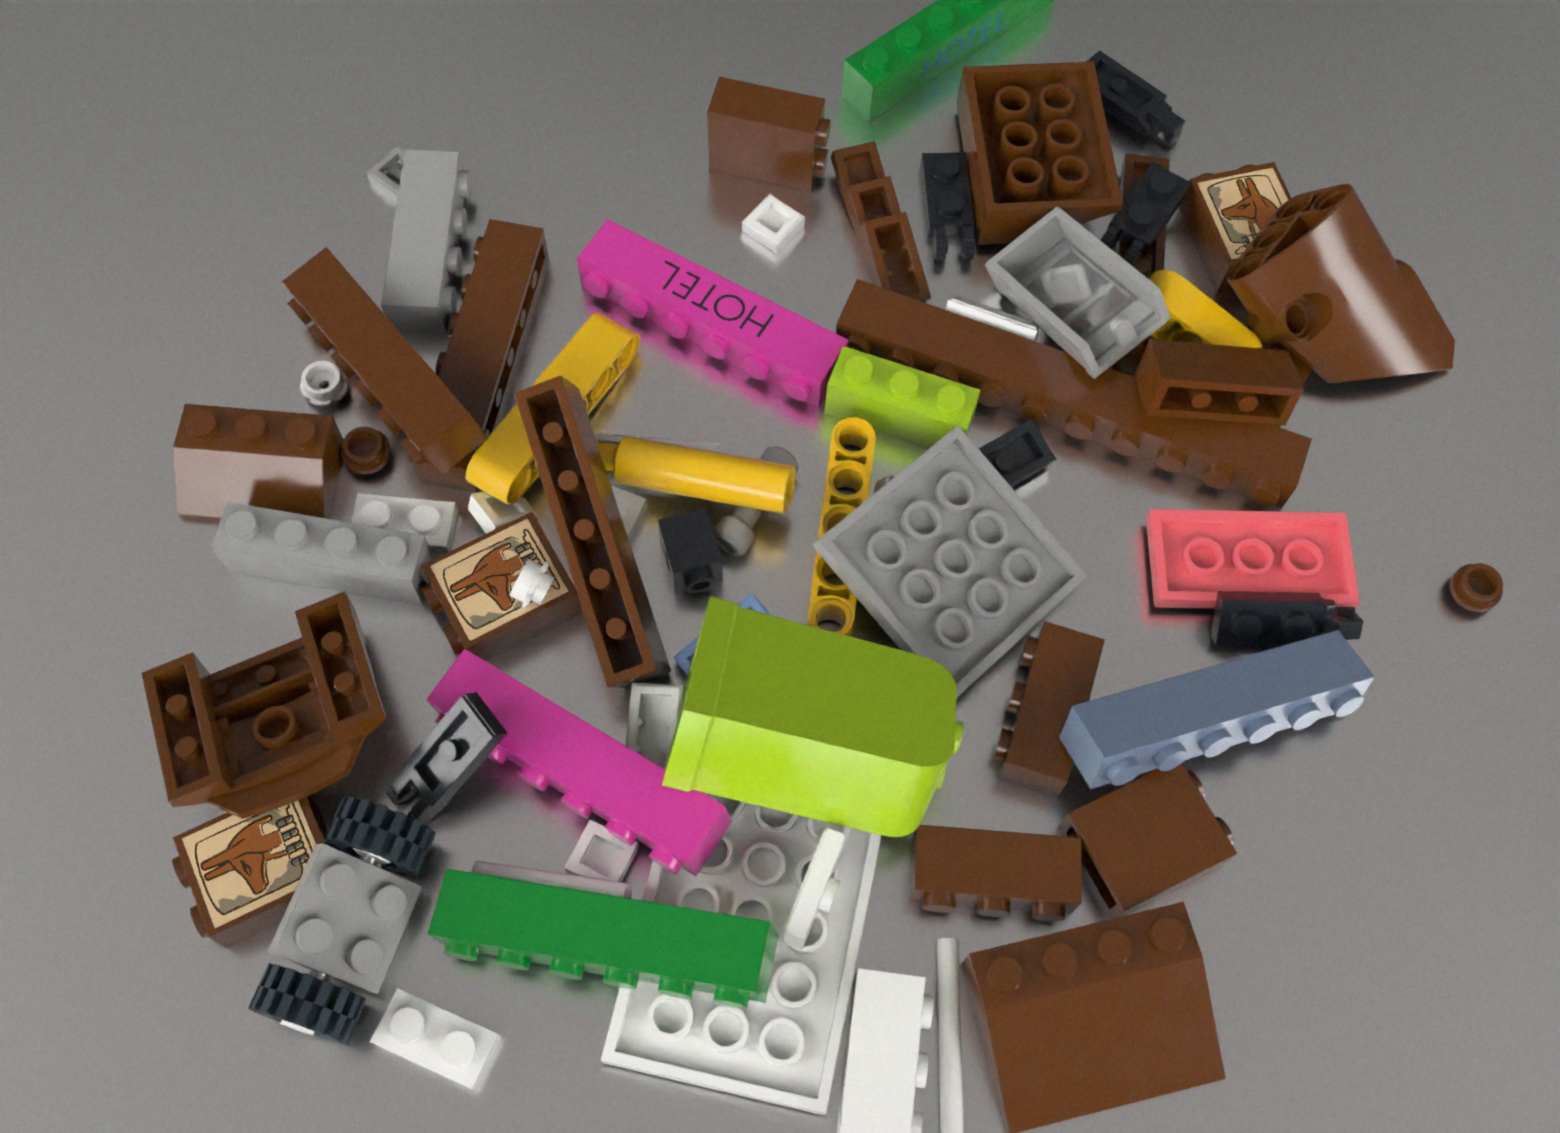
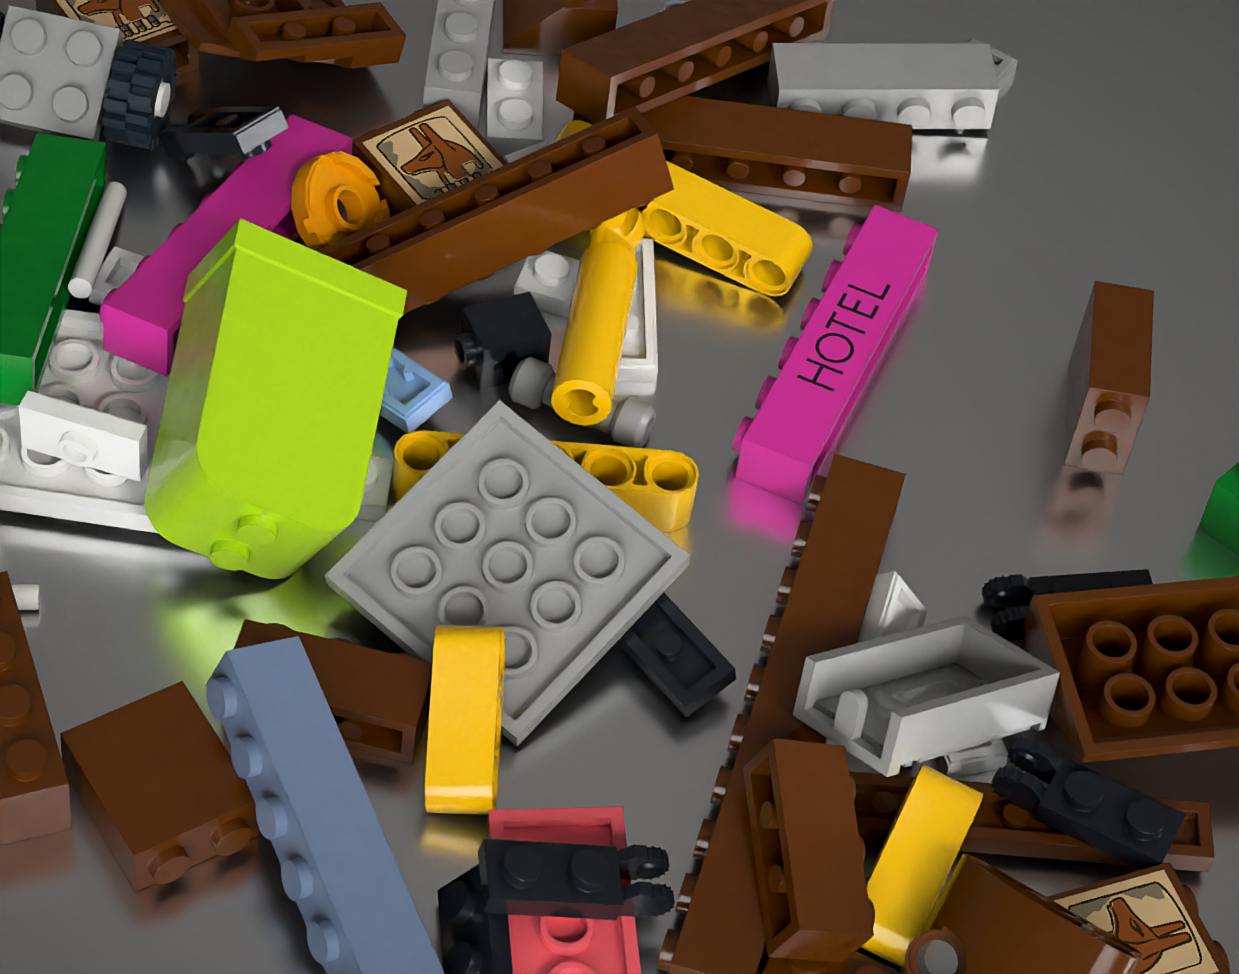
camera: 80 degrees right, 15 degrees down
(532, 583) = (427, 174): white plate -> none
(544, 666) = (316, 194): none -> light orange tile
(773, 223) = (997, 419): white tile -> none
(878, 221) = (1015, 526): reddish brown slope -> none
(898, 398) = (740, 537): lime brick -> none
(995, 872) = (115, 622): reddish brown brick -> none
(1088, 604) = (465, 719): none -> yellow beam
(1235, 545) = (572, 880): none -> black hinge

